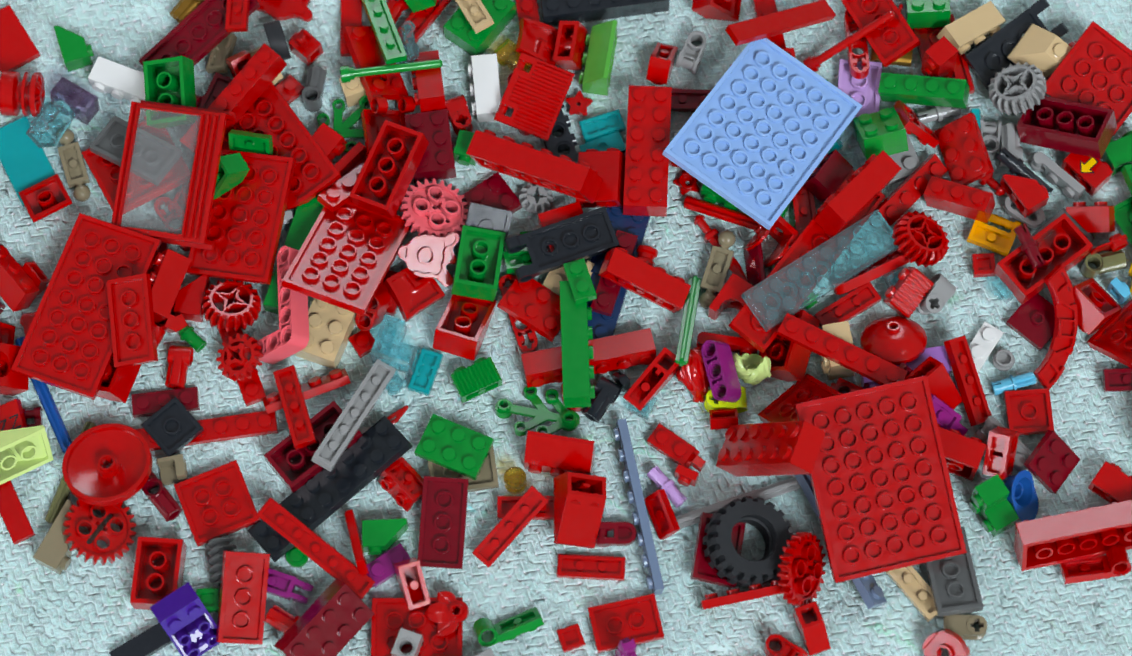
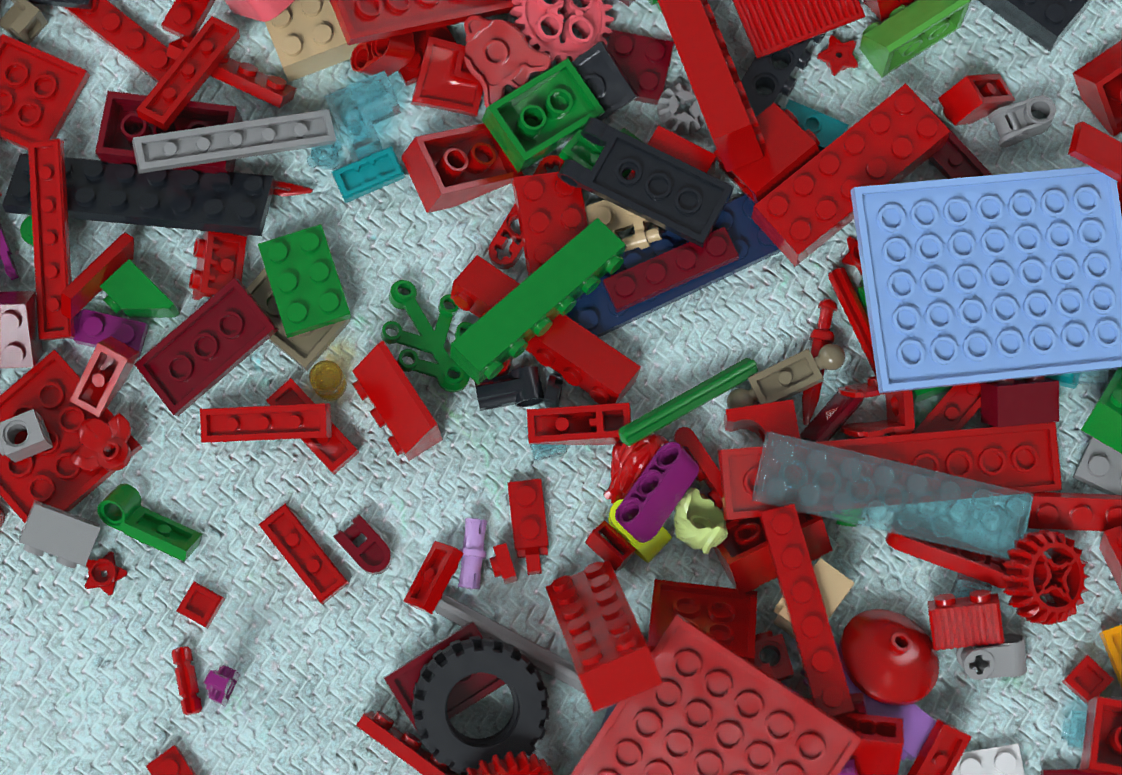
camera: 50 degrees right, 5 degrees up
(362, 342) = (340, 76): red plate -> none
(476, 379) = (408, 234): green brick -> none
(578, 508) = (350, 479): red slope -> none
(579, 281) = (615, 239): green plate -> none
(602, 125) = (836, 100): teal plate -> none
(628, 618) = (269, 651): red plate -> none
(639, 516) = (409, 554): sand blue plate -> none
(644, 280) = (691, 309): red brick -> none
(647, 253) = (724, 287): red wheel -> none
(849, 305) = (883, 567): red plate -> none
(856, 192) = (1026, 452): red brick -> none

